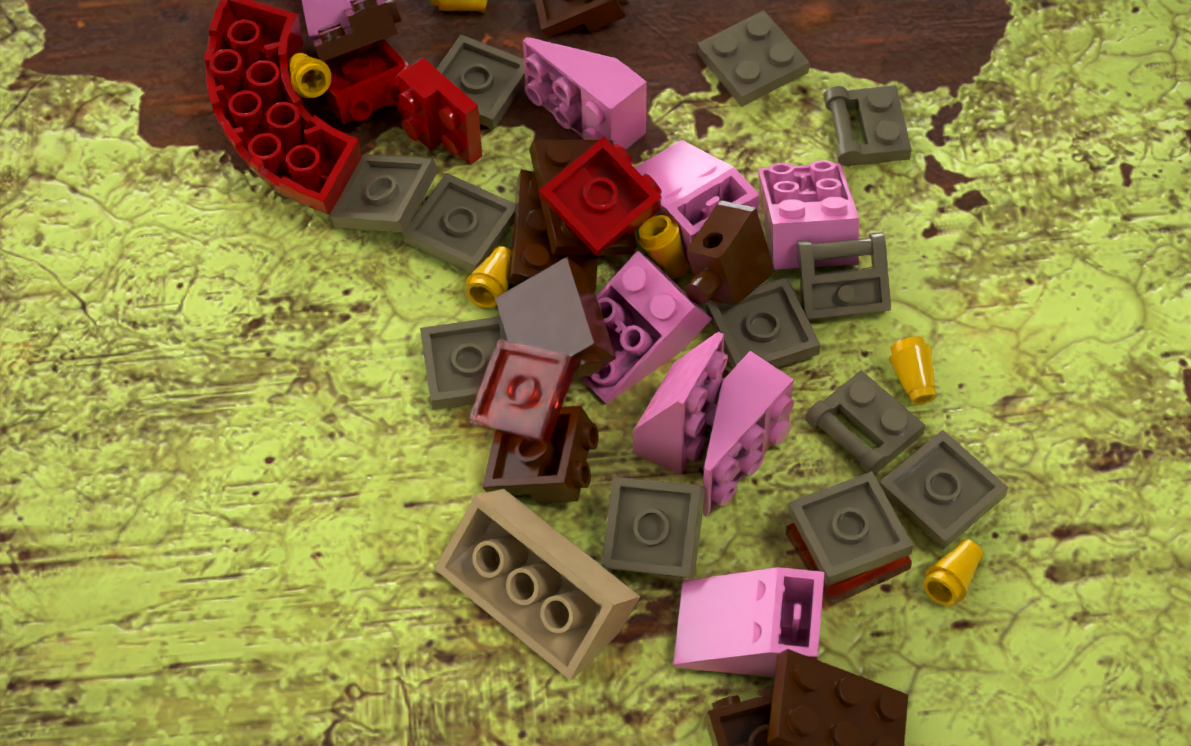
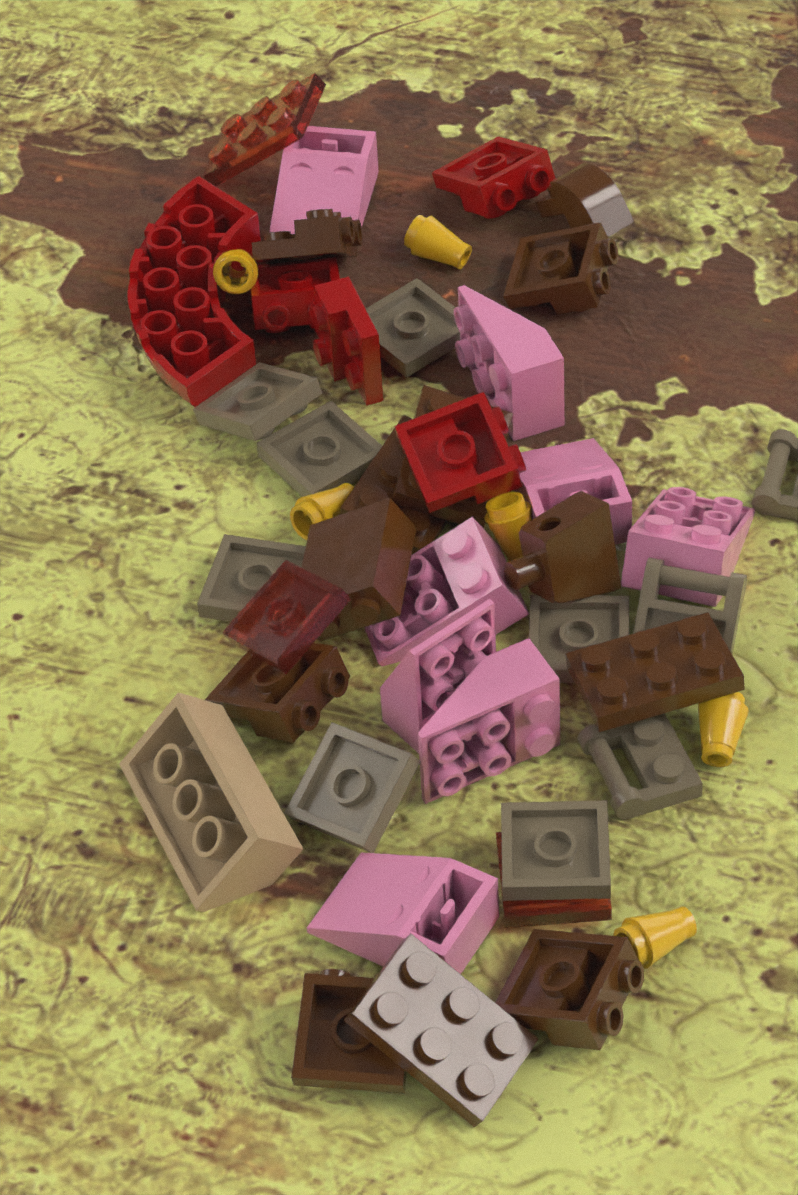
camera: 25 degrees right, 10 degrees down
(752, 58) = (715, 383): dark tan plate -> none
(848, 342) = (654, 671): none -> reddish brown plate
(915, 640) = (572, 986): none -> reddish brown plate
(943, 489) = (687, 851): dark tan plate -> none

